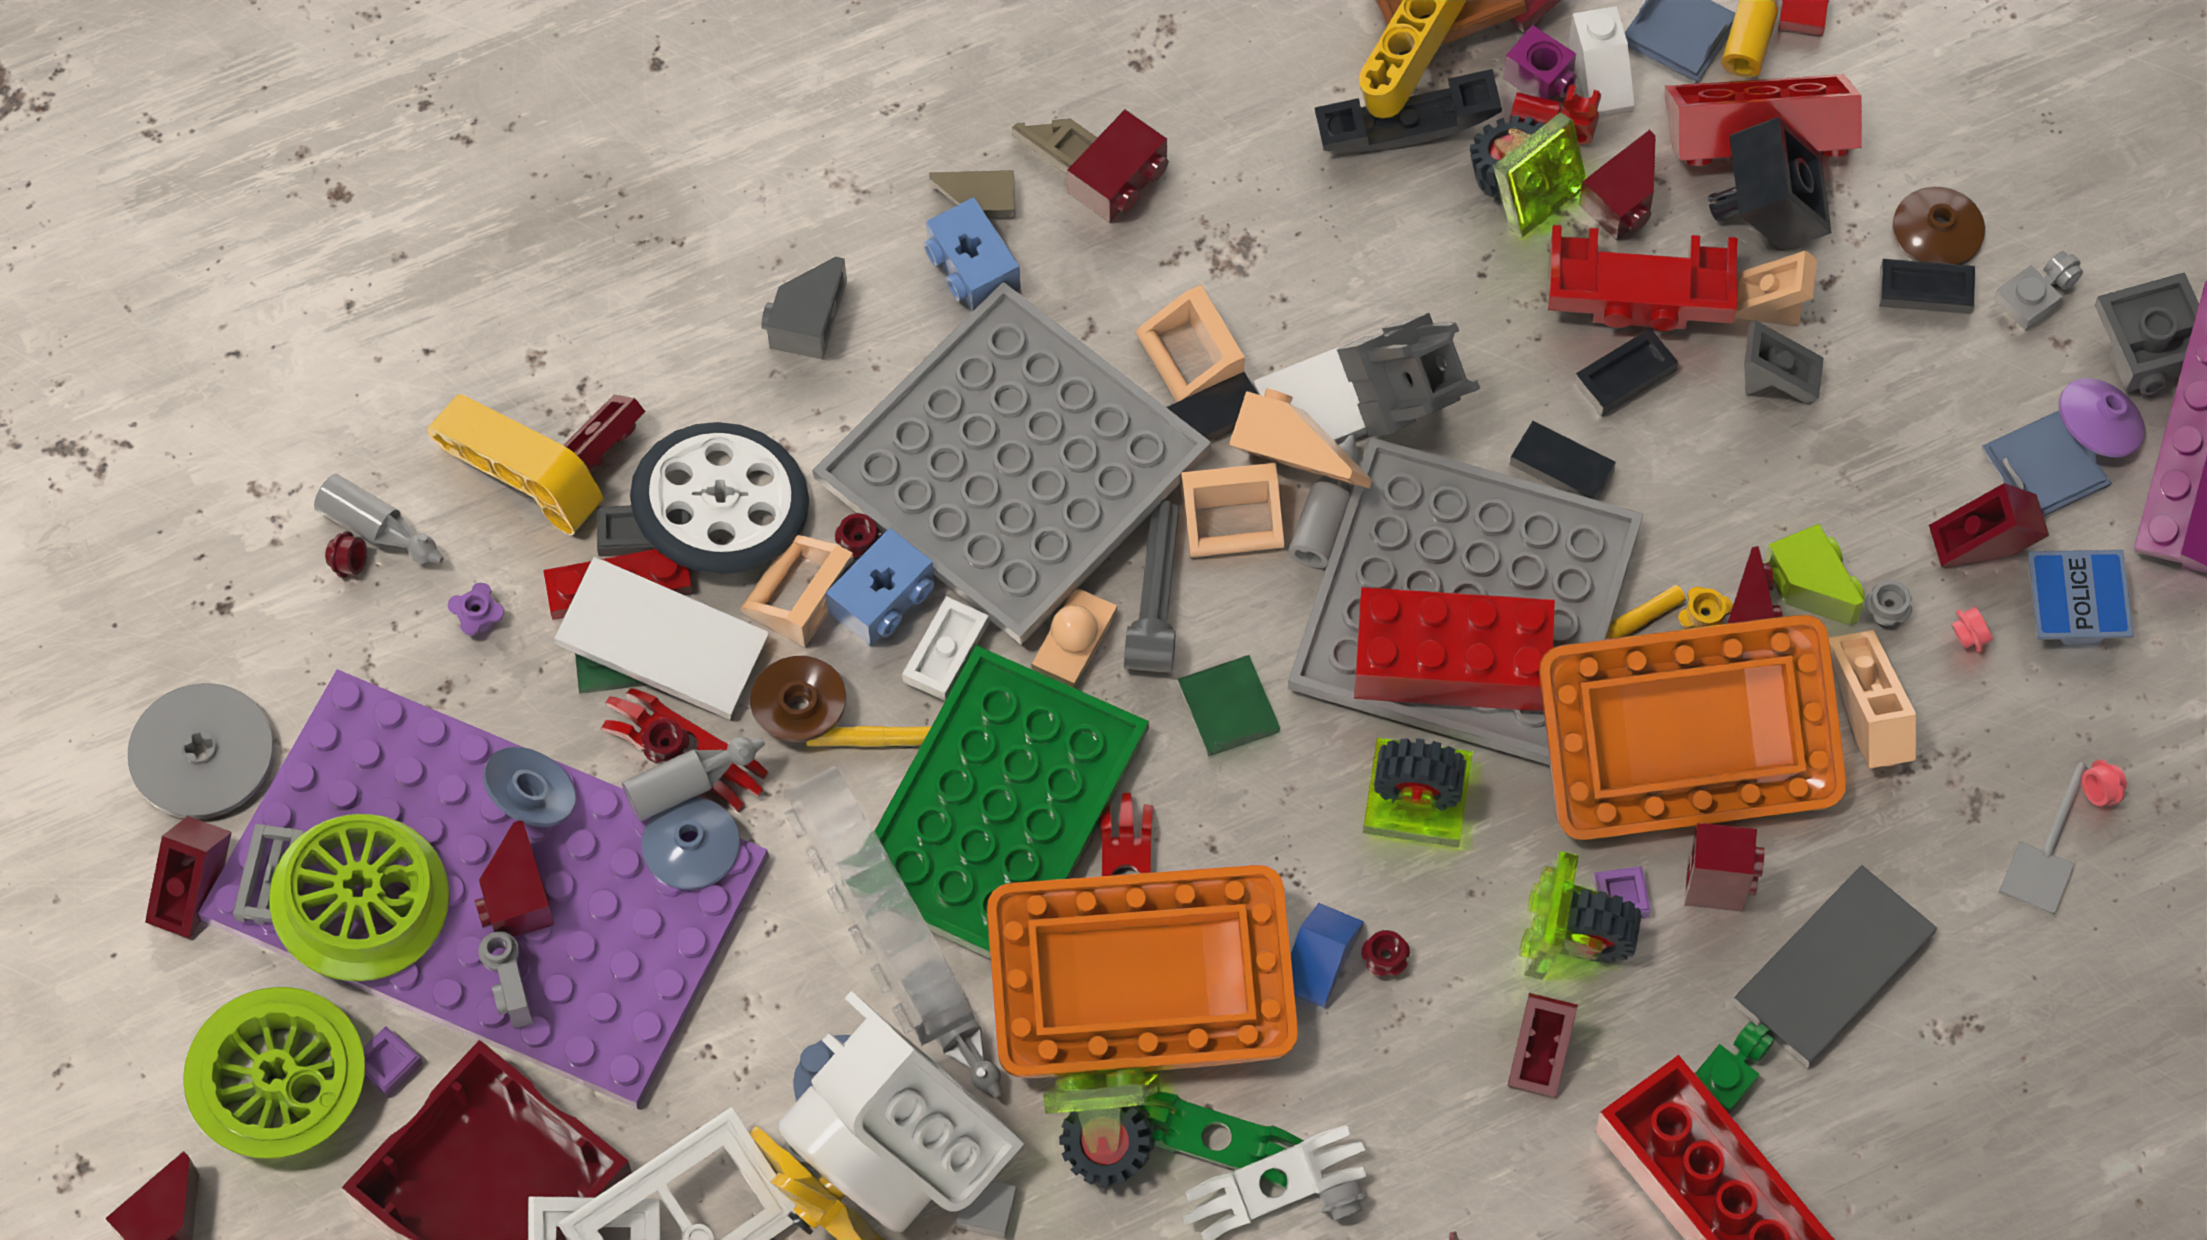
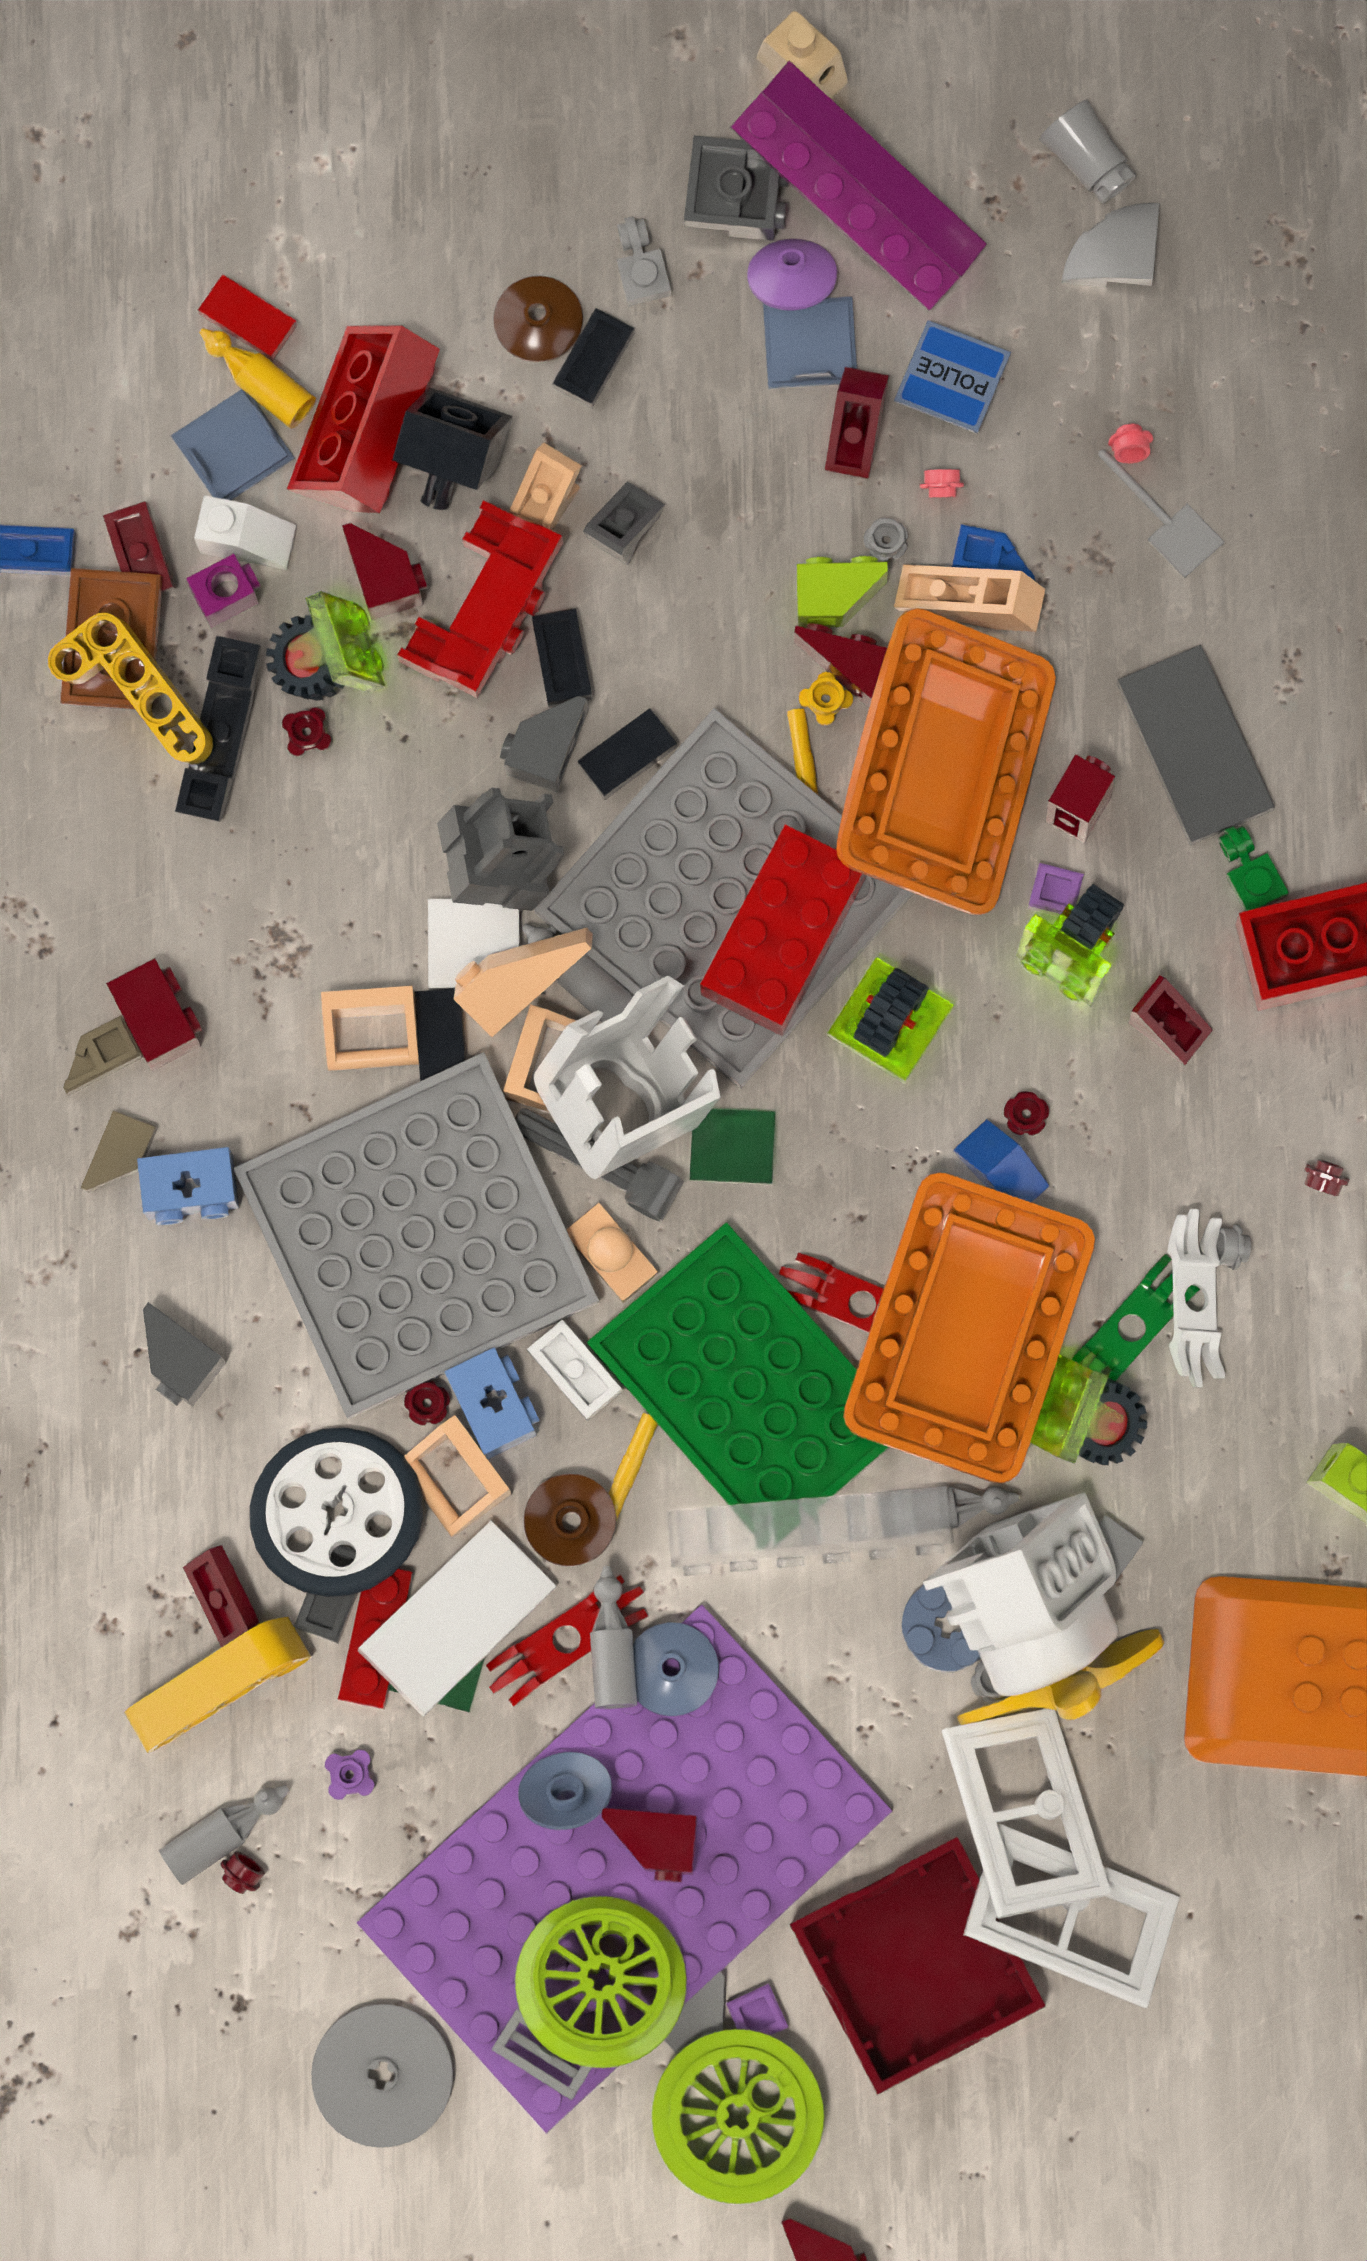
camera: 60 degrees left, 15 degrees up
(184, 874) = (506, 2129): dark red slope -> none
(366, 1006) = (699, 2015): none -> light grey tile
(510, 994) = (755, 1880): light grey plate -> none
(664, 730) = (576, 1654): dark red plate -> none
(1278, 554) = (657, 1075): none -> white piece
(1448, 177) = (296, 723): none -> dark red plate
(1536, 387) = (545, 744): none -> dark grey slope
(1579, 109) = (292, 586): red bar -> none
(1929, 698) = (987, 550): none -> blue tile

